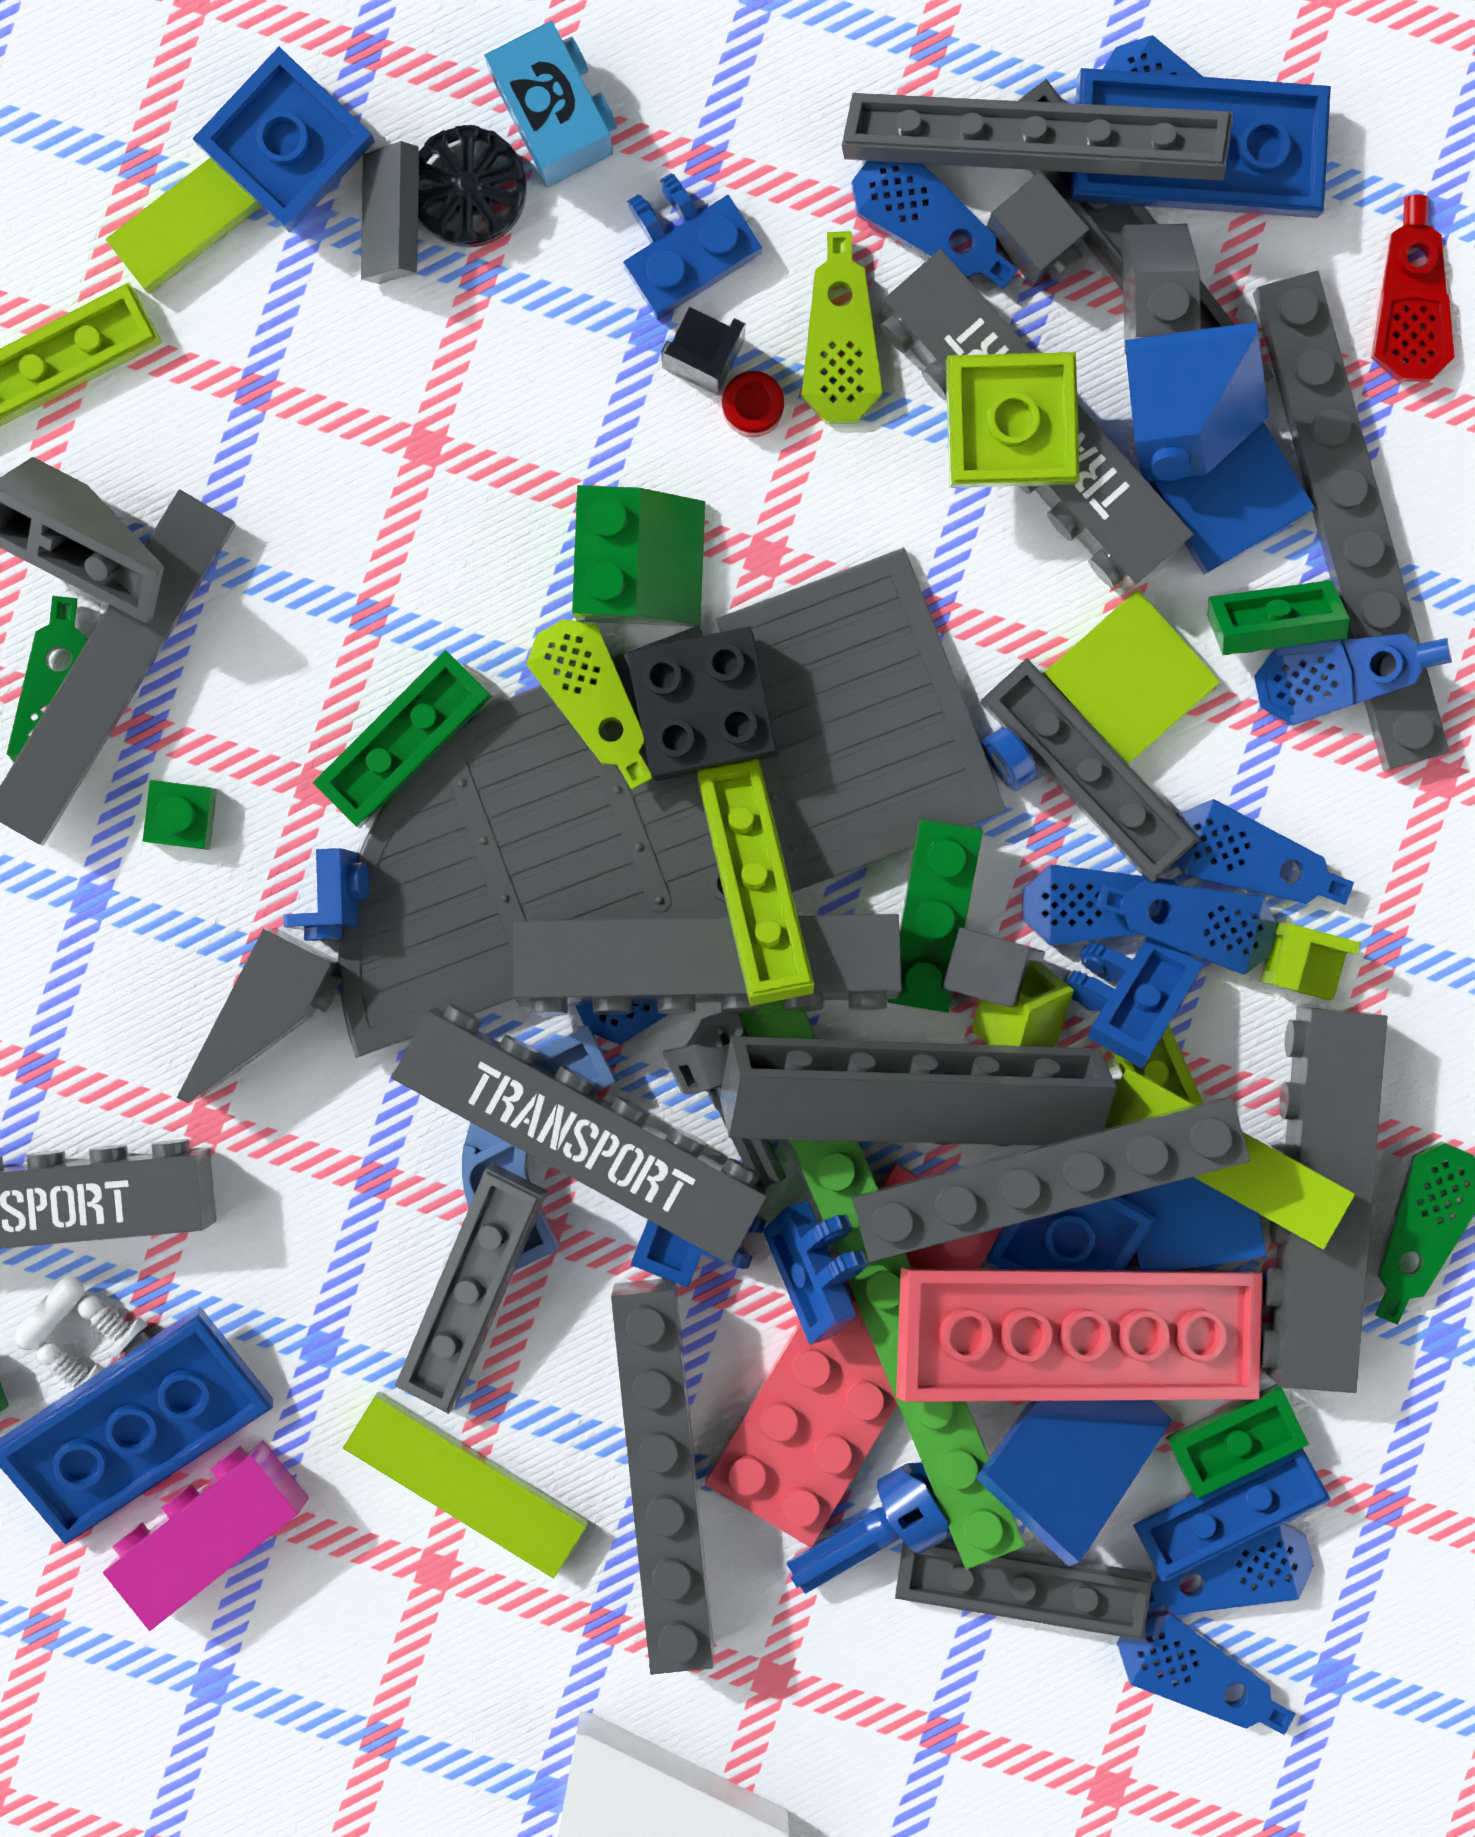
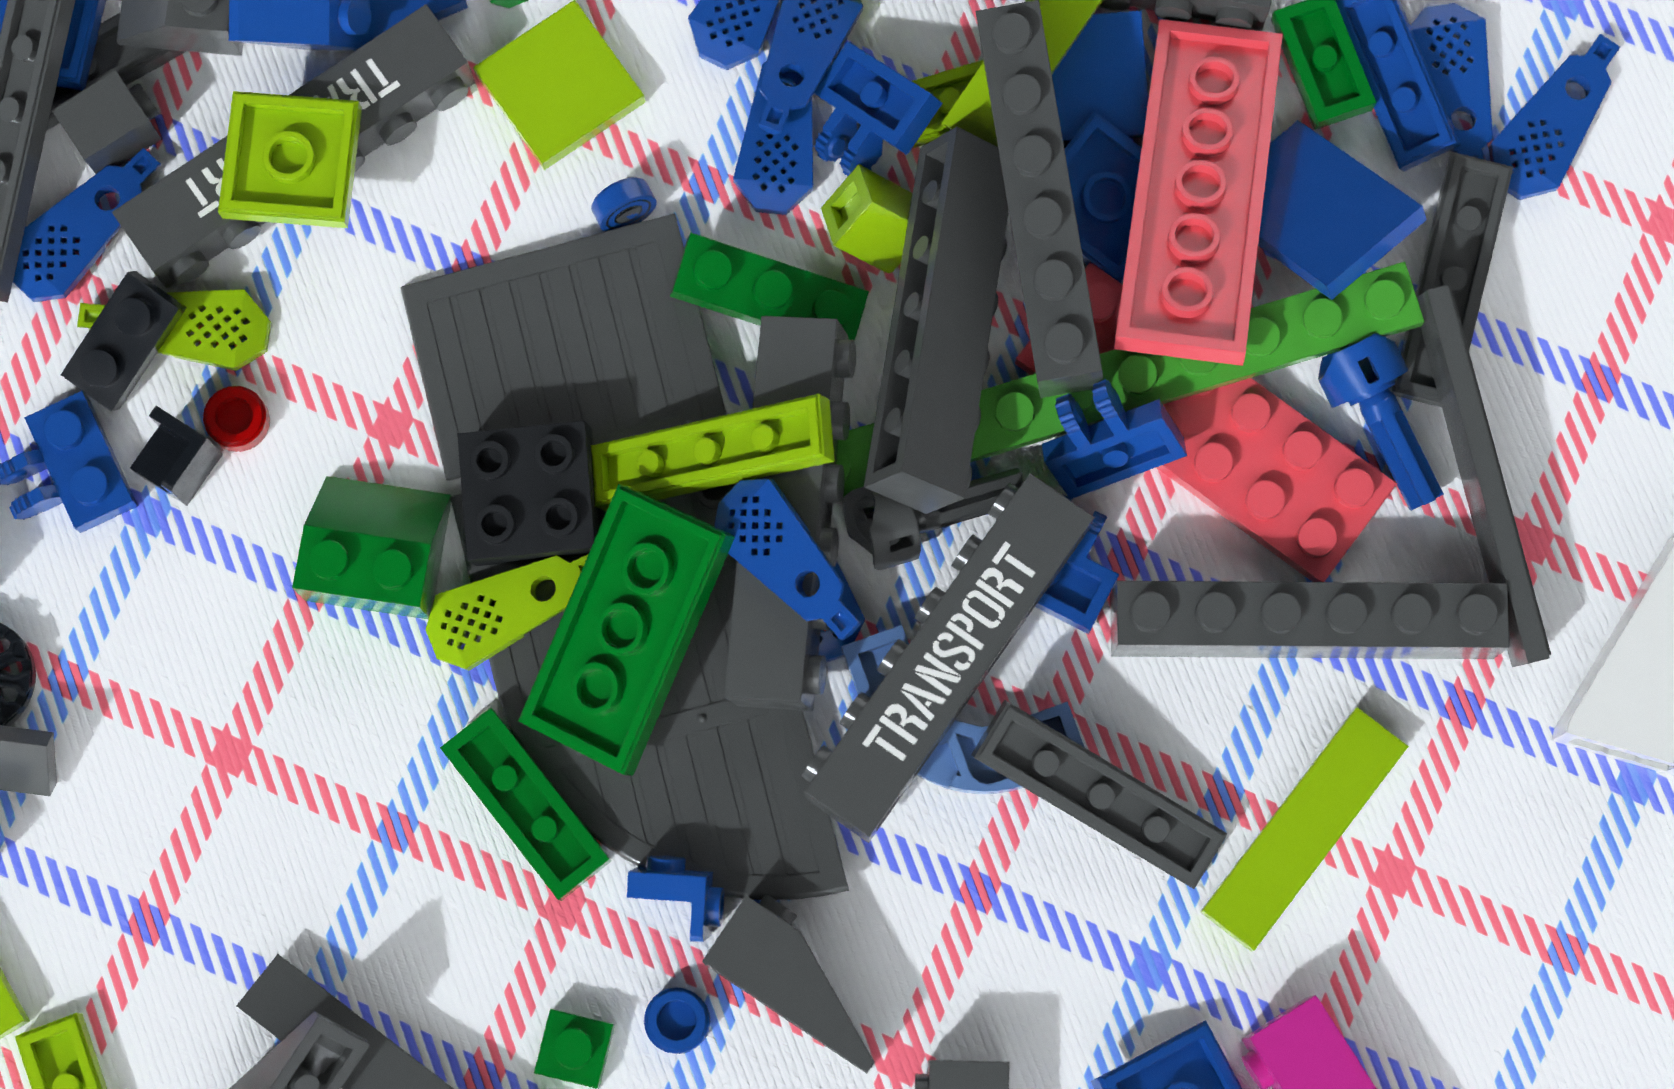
camera: 80 degrees left, 10 degrees down
(217, 908) = (677, 1020): none -> blue tile
(574, 817) = (626, 629): none -> green tile
(648, 970) = (788, 560): none -> blue piece
(815, 280) = (123, 341): none -> black plate
(828, 1631) = (1481, 472): none -> dark grey tile
(989, 967) = (827, 240): panel -> none
(1089, 771) = (646, 130): dark grey tile -> none

